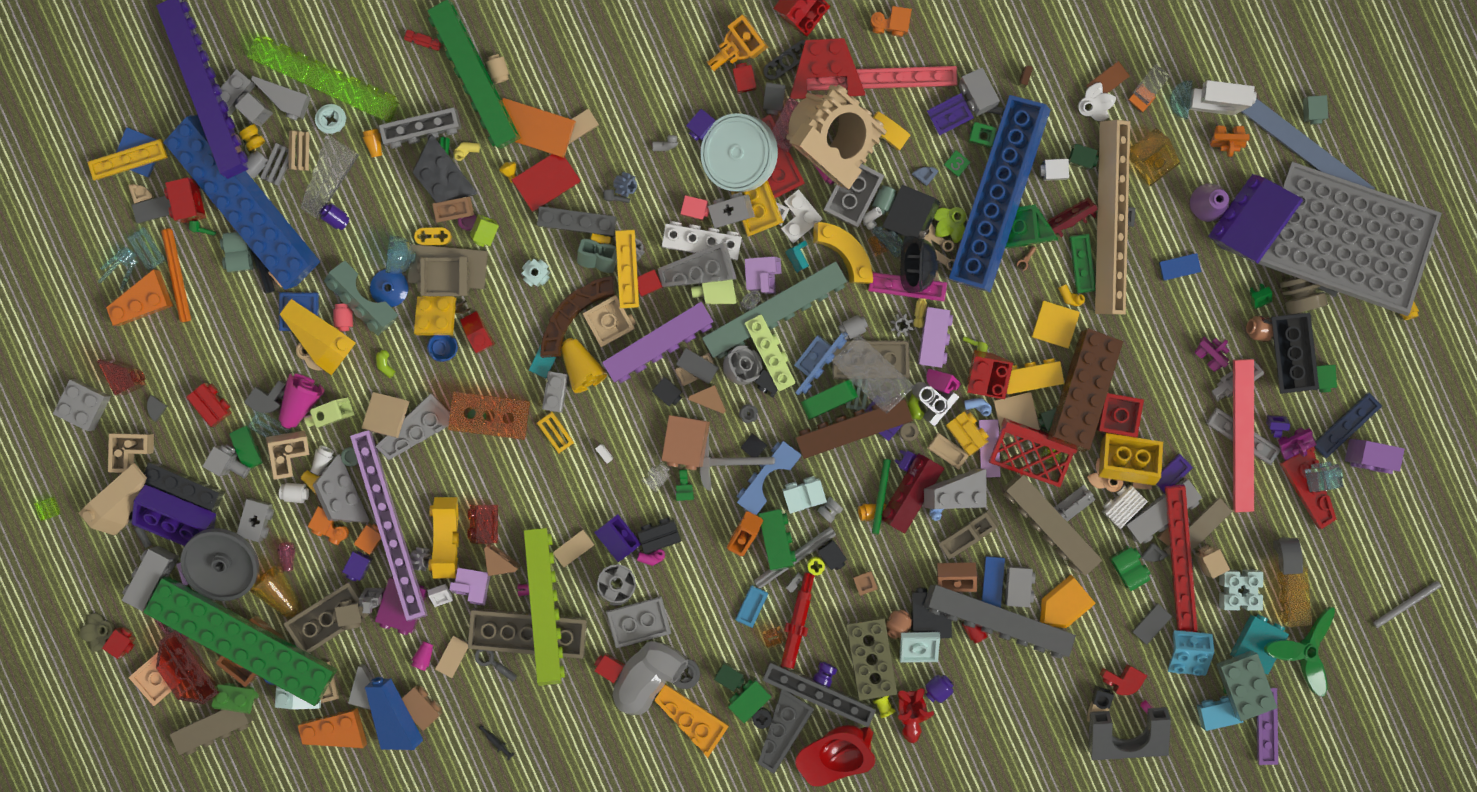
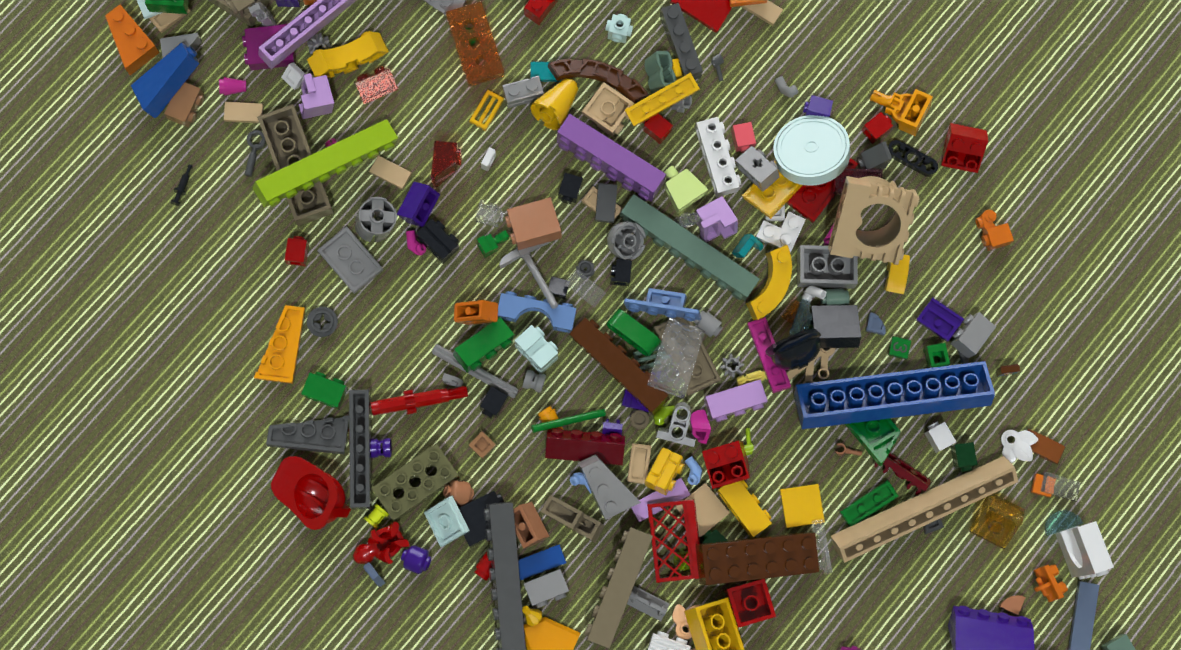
camera: 60 degrees right, 10 degrees down
(498, 561) = (348, 108): medium nougat slope -> none
(590, 496) = (445, 161): none -> clear red slope
(625, 184) = (734, 68): sand blue gear -> none
(646, 675) = (304, 286): light grey piece -> none
(702, 267) = (695, 164): light grey wing -> none
(709, 398) = (584, 224): medium nougat slope -> none
(729, 676) = (338, 362): dark green brick -> none
(751, 606) = (412, 353): dark azure tile -> none
(761, 714) = (315, 412): black wheel -> none
(767, 423) = (585, 288): none -> clear tile
(770, 353) = (650, 259): yellowish green bracket -> none
(773, 637) = (392, 386): clear orange slope -> none
(820, 569) = (475, 398): neon yellow bush -> none
(826, 60) = (931, 186): red wing -> none
(893, 78) = (943, 252): coral tile -> none
(934, 731) = (374, 574): none -> sand blue tile
(948, 225) = (842, 365): lime plate -> none
(1037, 610) = (532, 616): none -> yellow rock
(1071, 298) = (832, 507): yellow arm -> none
(1100, 325) = (822, 545): none -> clear hinge
(1180, 267) = (911, 595): blue tile -> none
(1209, 202) = (983, 593): medium lavender cone -> none
(1231, 180) = (1013, 604): none -> nougat tile

